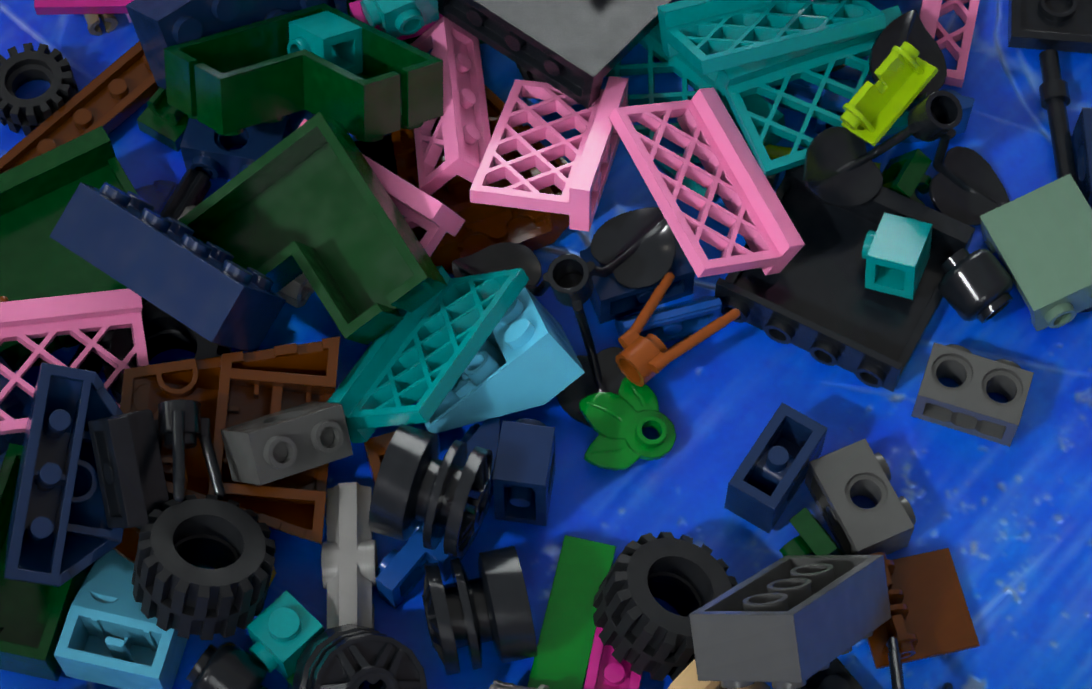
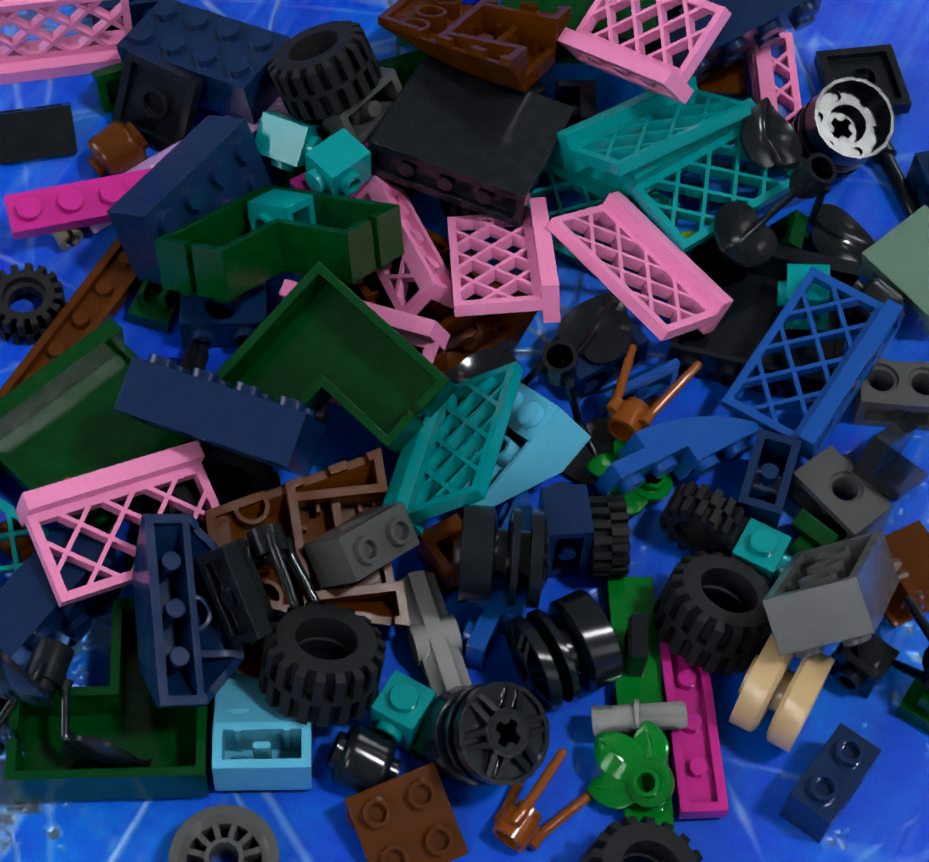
camera: 20 degrees left, 5 degrees down
(564, 622) = (636, 645): none -> black tile
(571, 489) = (611, 542): none -> black tyre
(688, 496) = (702, 519): none -> black tyre
(691, 401) = (677, 446): none -> blue slope
(743, 544) = (763, 549): none -> teal brick
(880, 105) = (769, 167): lime hinge -> none
(905, 365) = (845, 380): none -> blue fence
(925, 474) = (885, 466): none -> black panel
(1023, 41) = (857, 116): none -> black wheel

